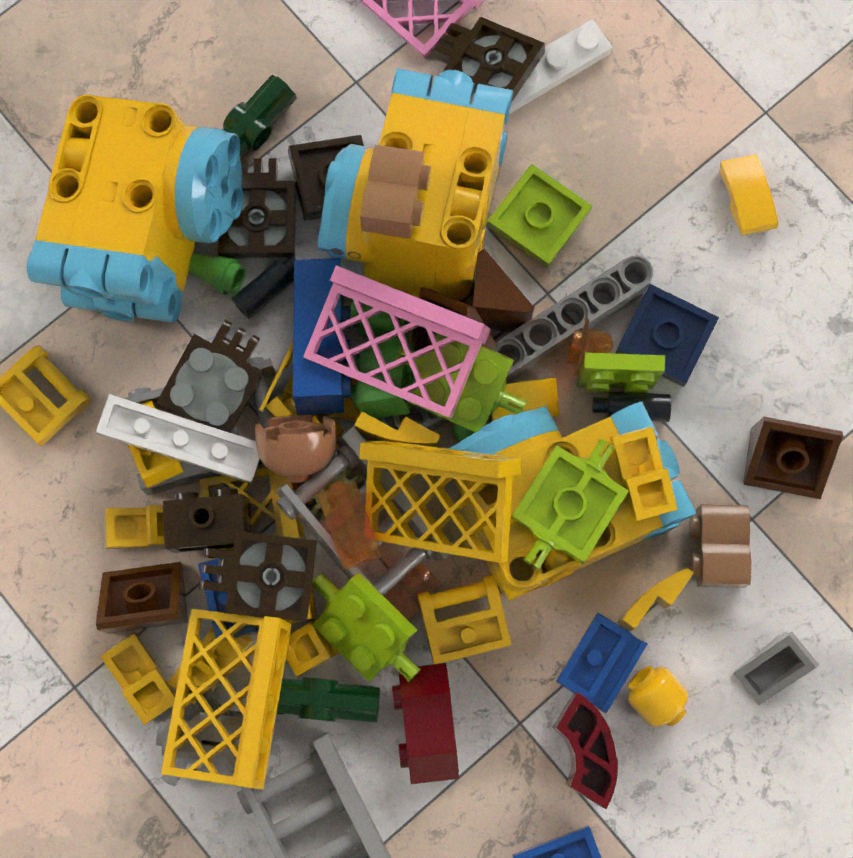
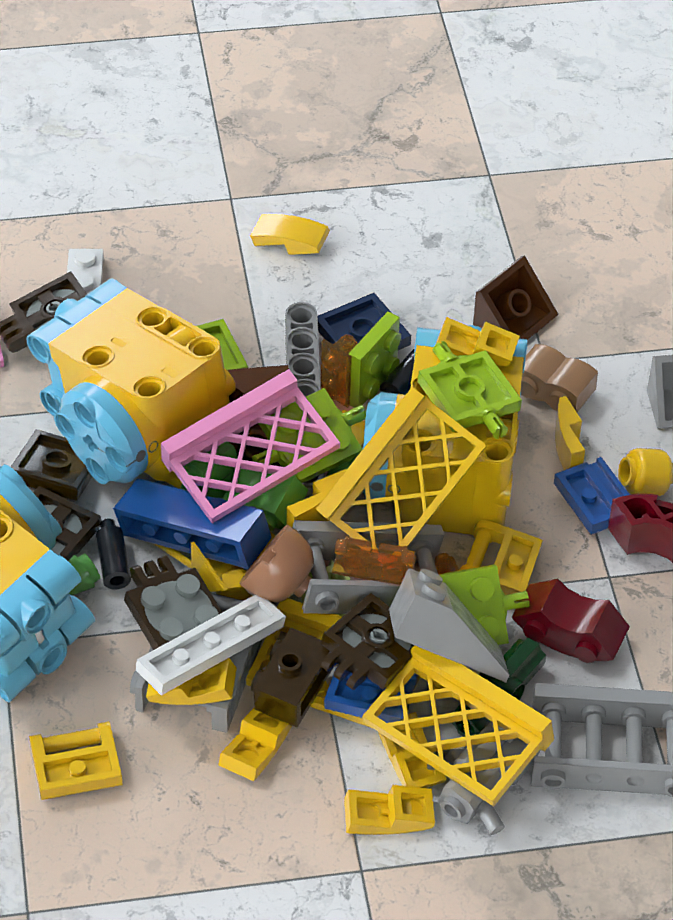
camera: 60 degrees left, 30 degrees down
(142, 598) = (323, 769): reddish brown slope -> none
(305, 636) = (437, 621): none -> light grey slope
(393, 191) = (141, 359): medium nougat brick -> none

